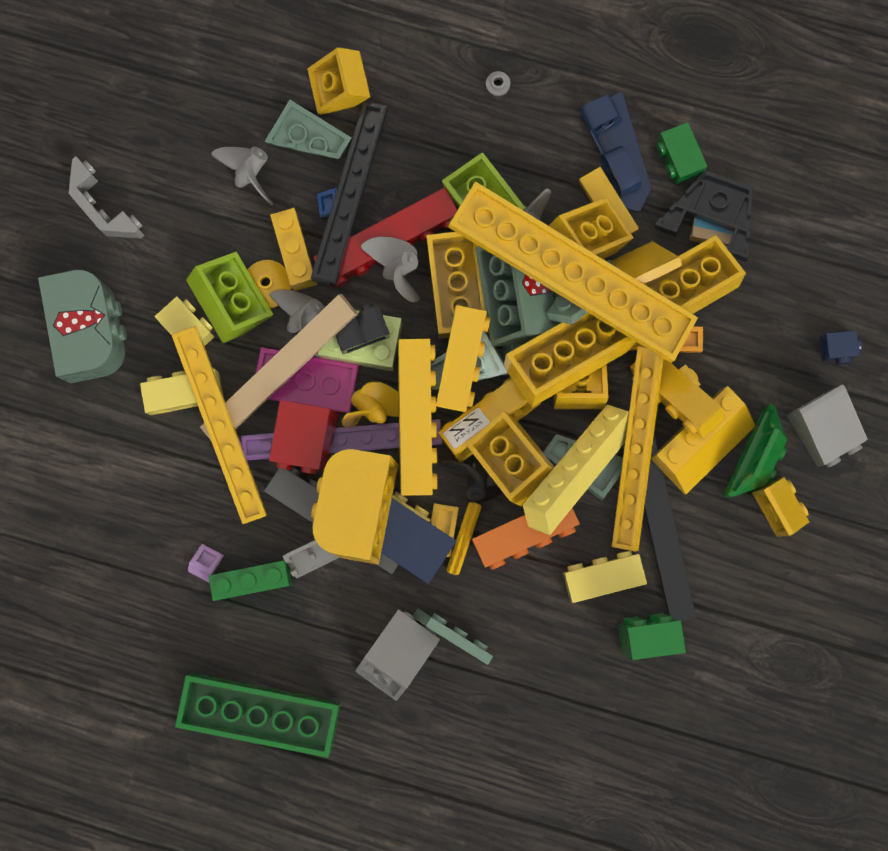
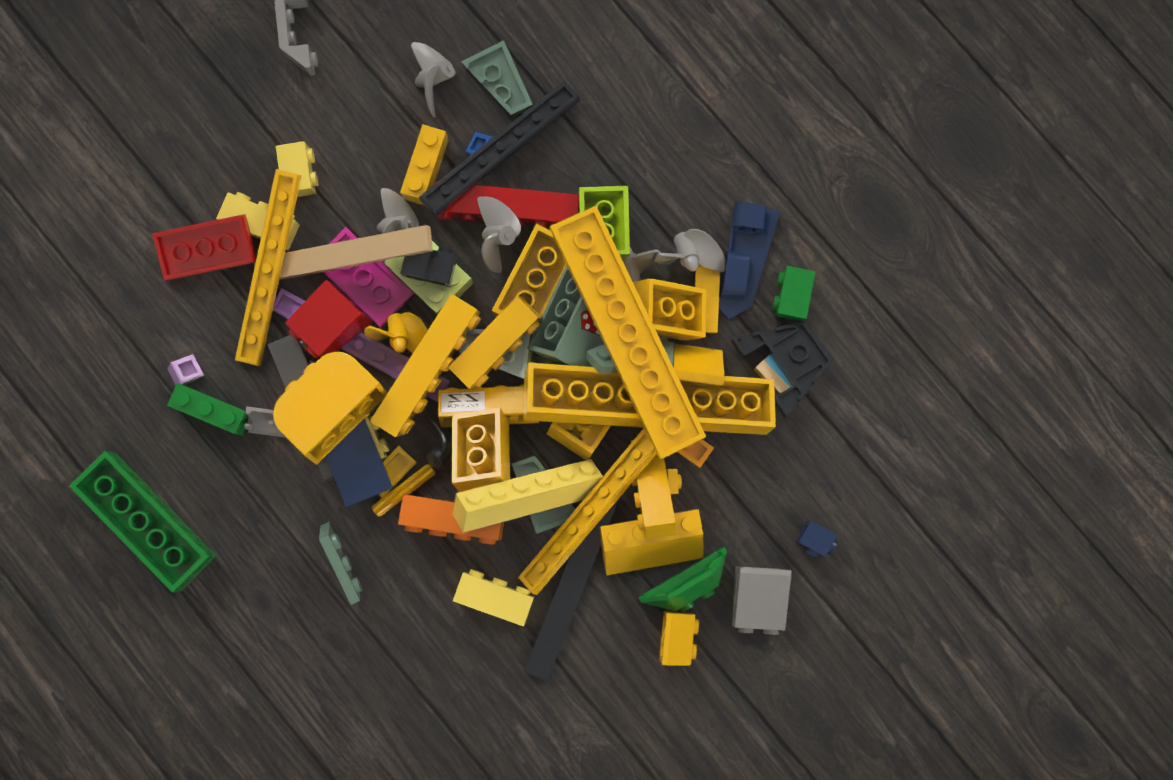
camera: 30 degrees right, 0 degrees up
(82, 325) = (213, 115): sand green brick -> none
(151, 444) = (204, 247): none -> red tile
(229, 296) = (347, 169): lime slope -> none
(275, 273) = (375, 168): yellow dish -> none
(338, 81) = (554, 51): yellow slope -> none
(398, 654) = (285, 547): light grey slope -> none
(498, 90) = (678, 143): light grey plate -> none
(574, 170) = (694, 248): none -> light grey piece
(652, 637) = (494, 670): green brick -> none

